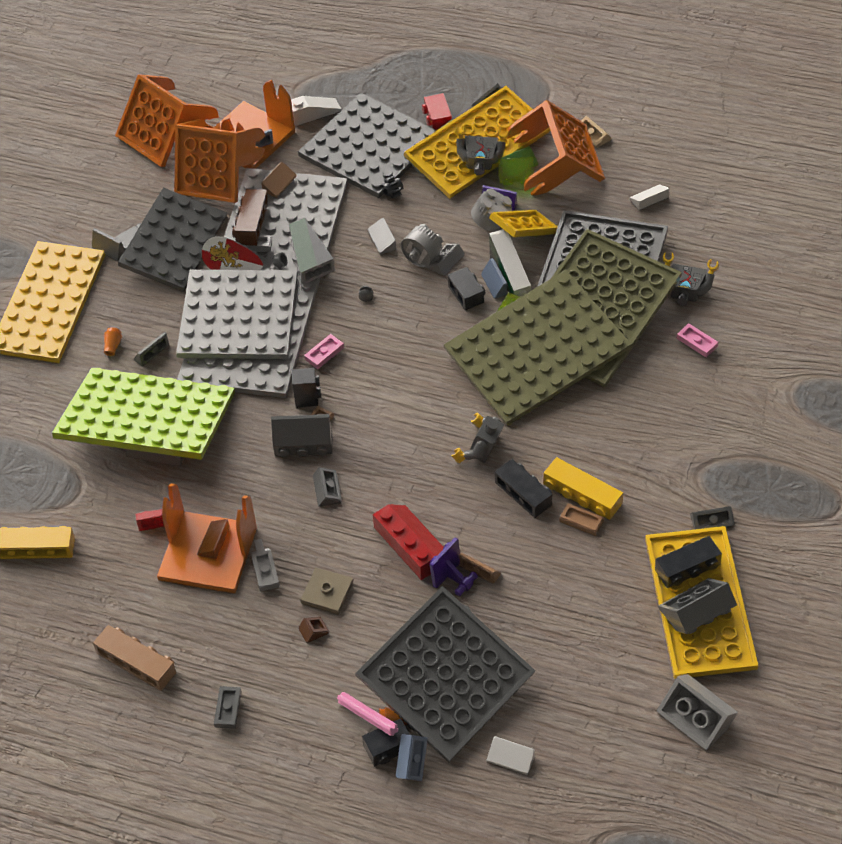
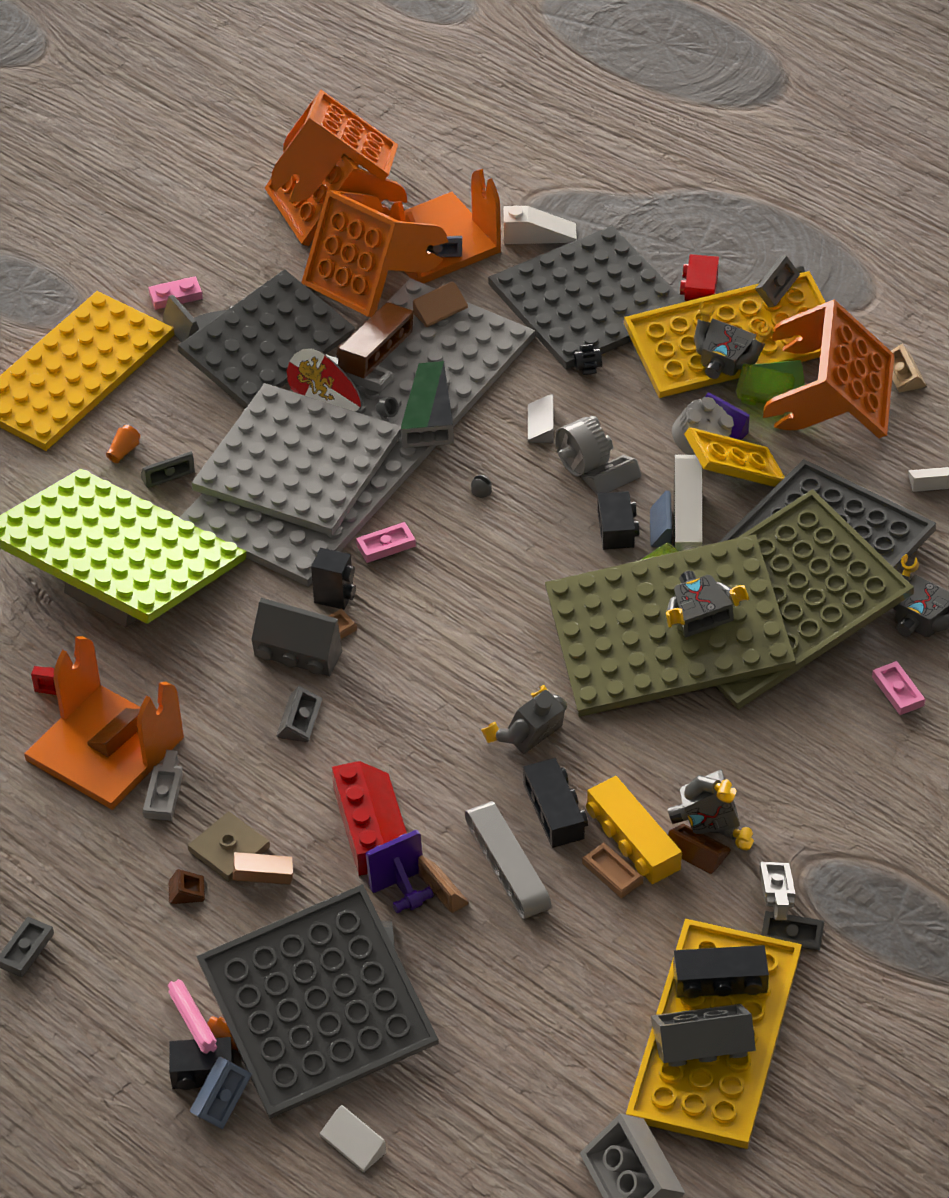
camera: 20 degrees right, 5 degrees down
(85, 229) = (184, 290): none -> bright pink plate
(154, 95) = (321, 139): none -> orange piece
(358, 597) = (262, 868): none -> slope
(491, 98) = (777, 281): none -> dark grey plate
(513, 536) = (508, 860): none -> light grey beam
(558, 325) = (702, 603): none -> dark grey torso
(627, 457) = (711, 808): none -> dark grey torso
(630, 486) = (699, 848): none -> reddish brown slope
(692, 494) = (777, 887): none -> light grey hinge

